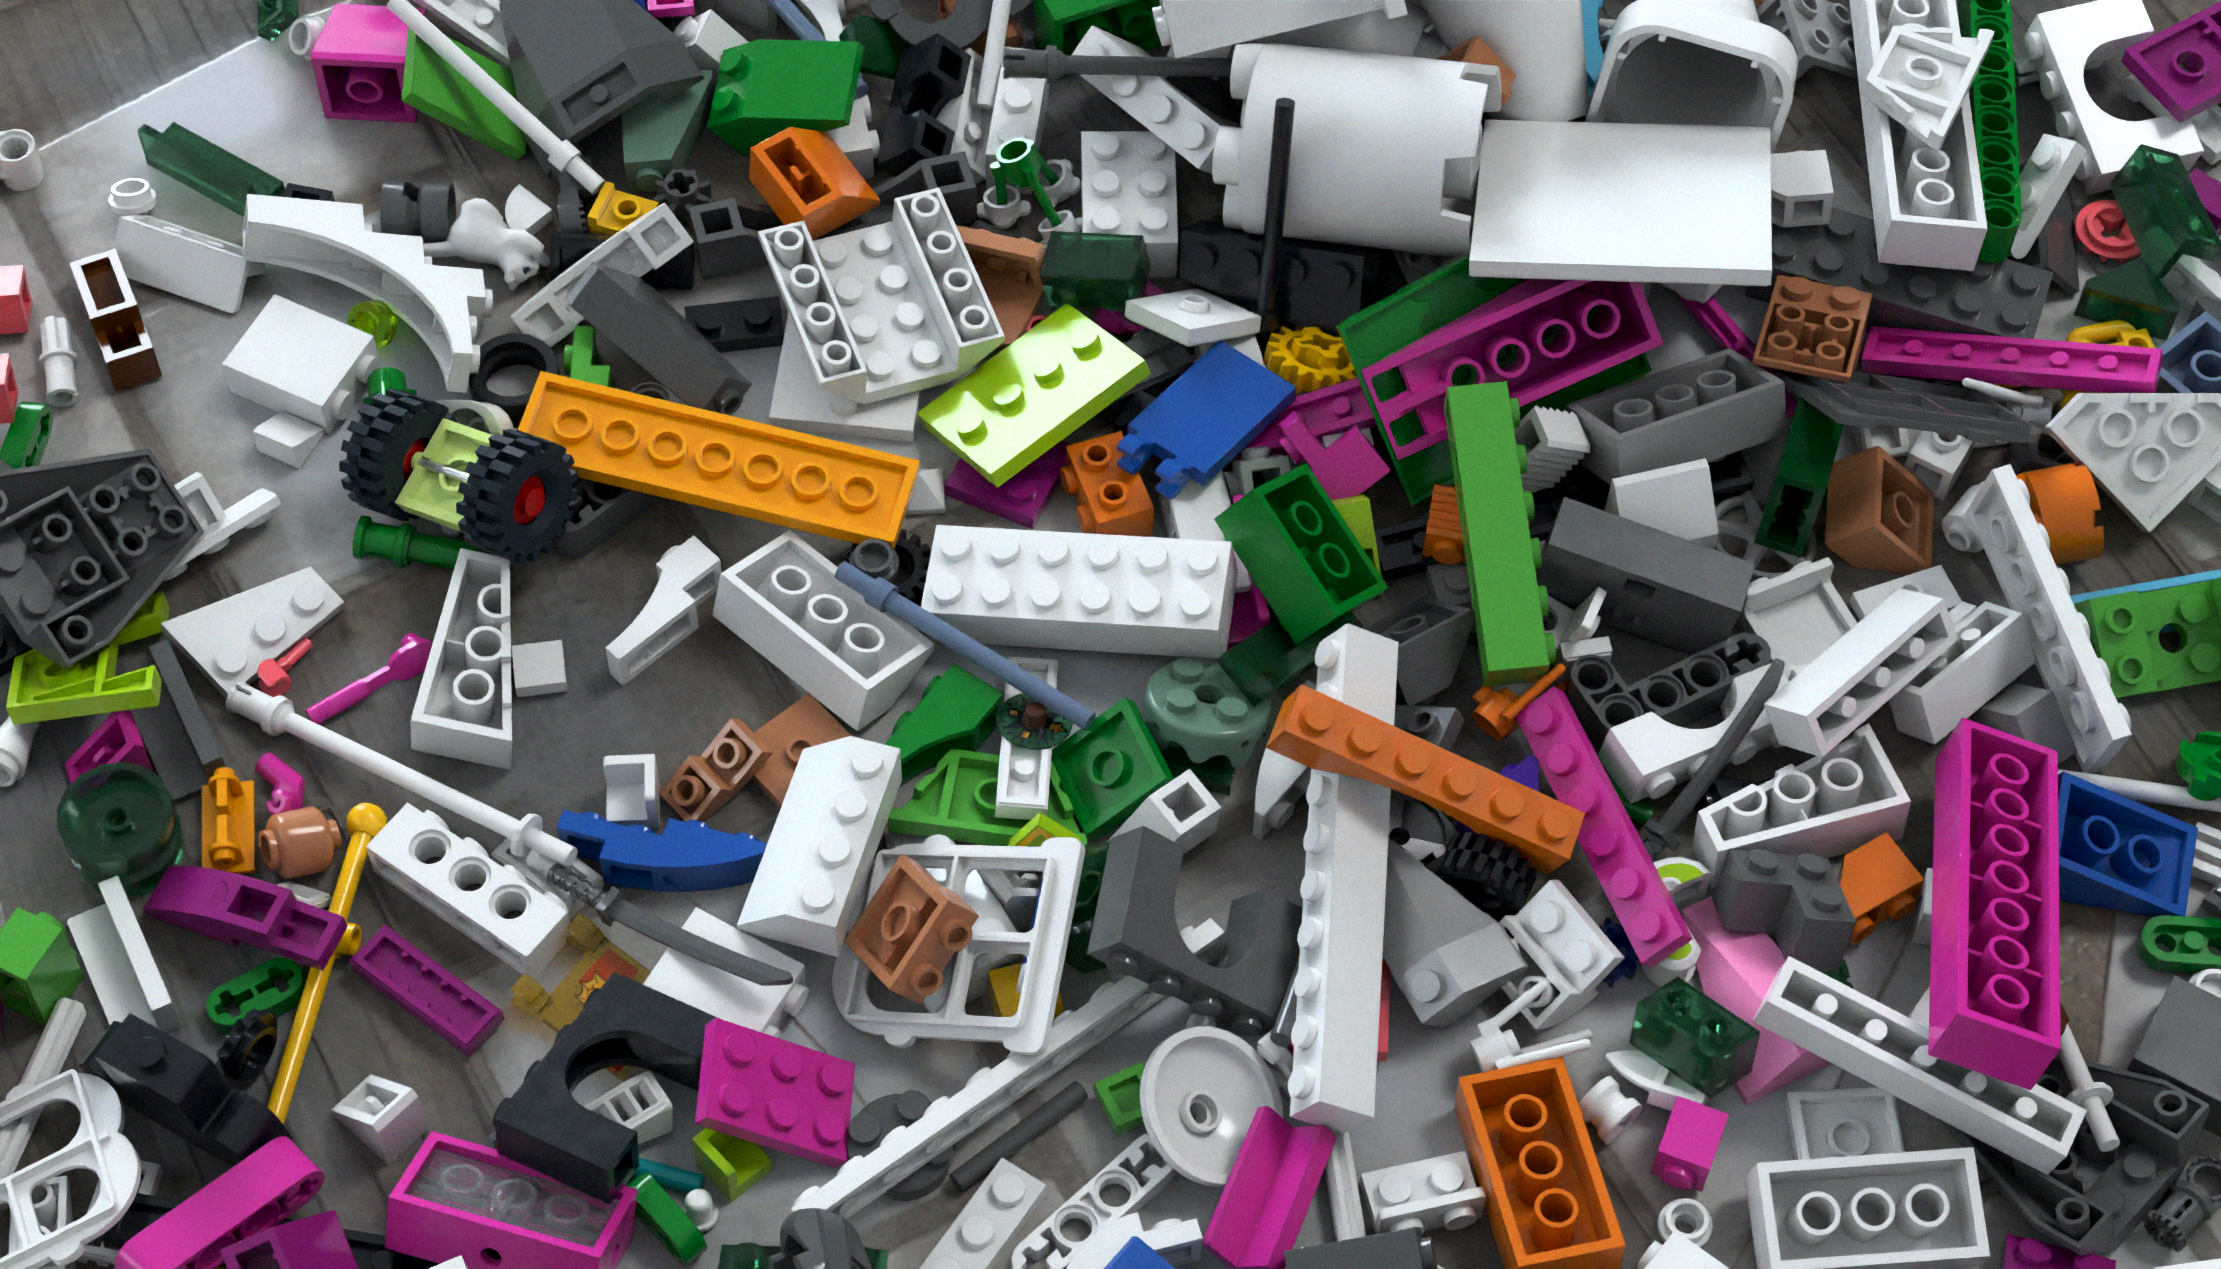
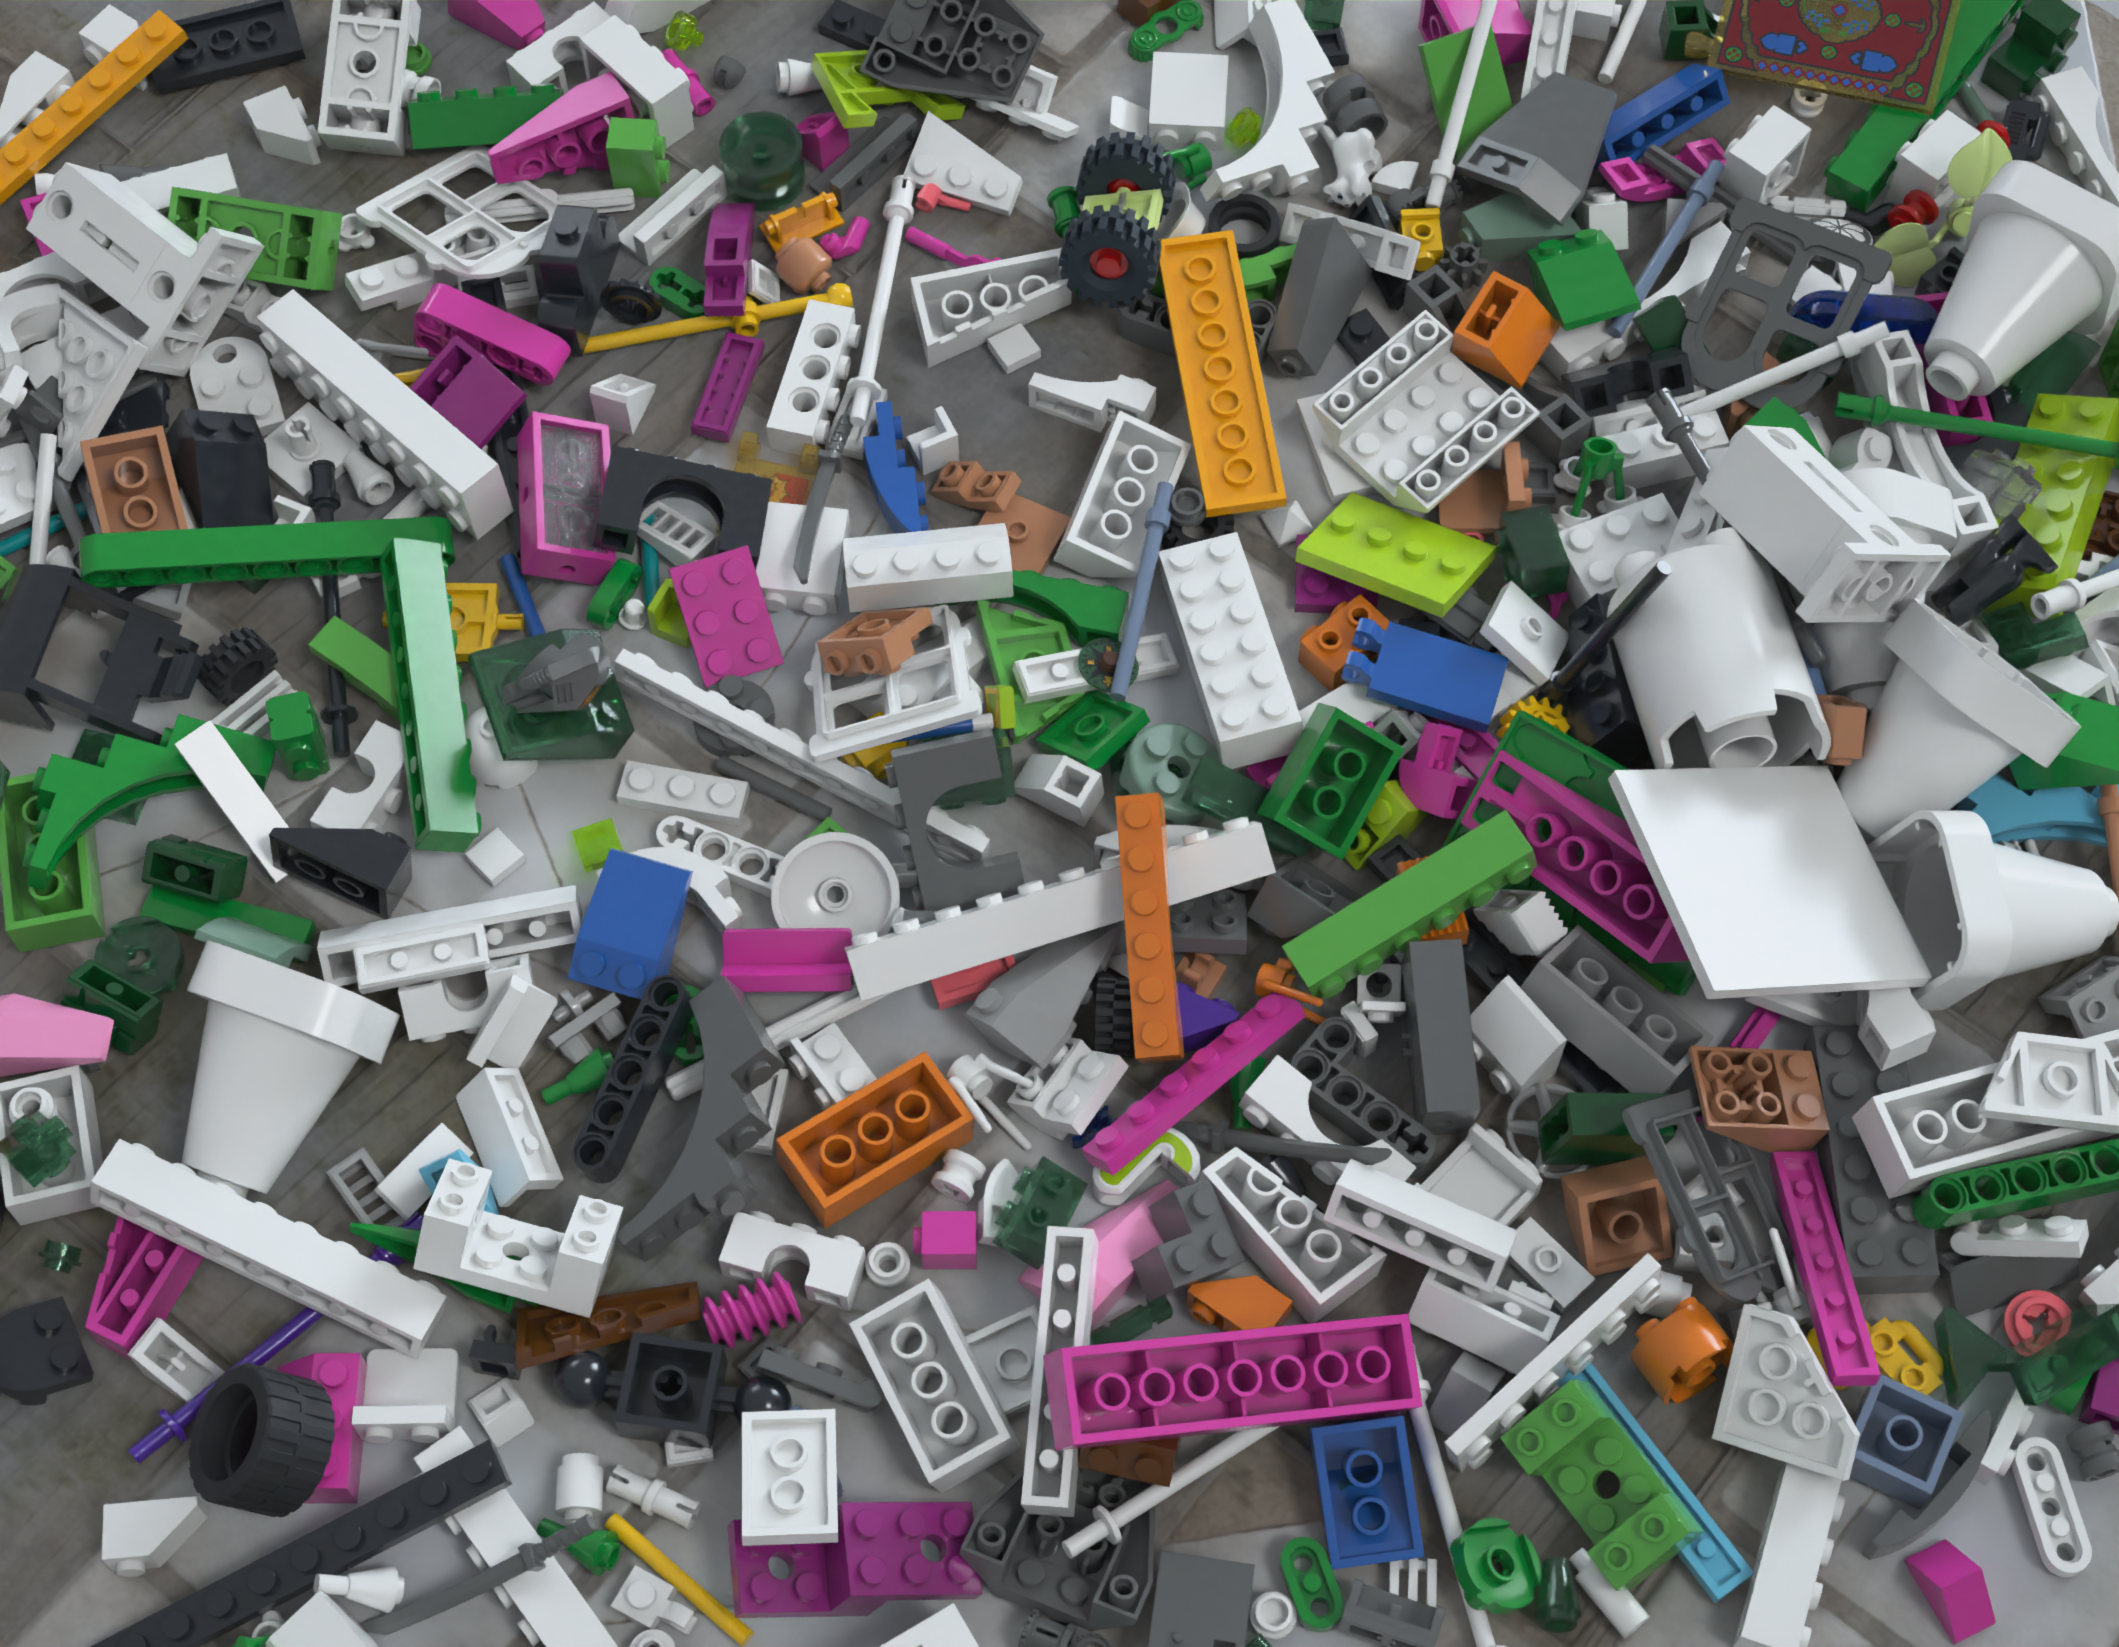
camera: 70 degrees right, 5 degrees up
(183, 373) = (1148, 39): none -> green piece

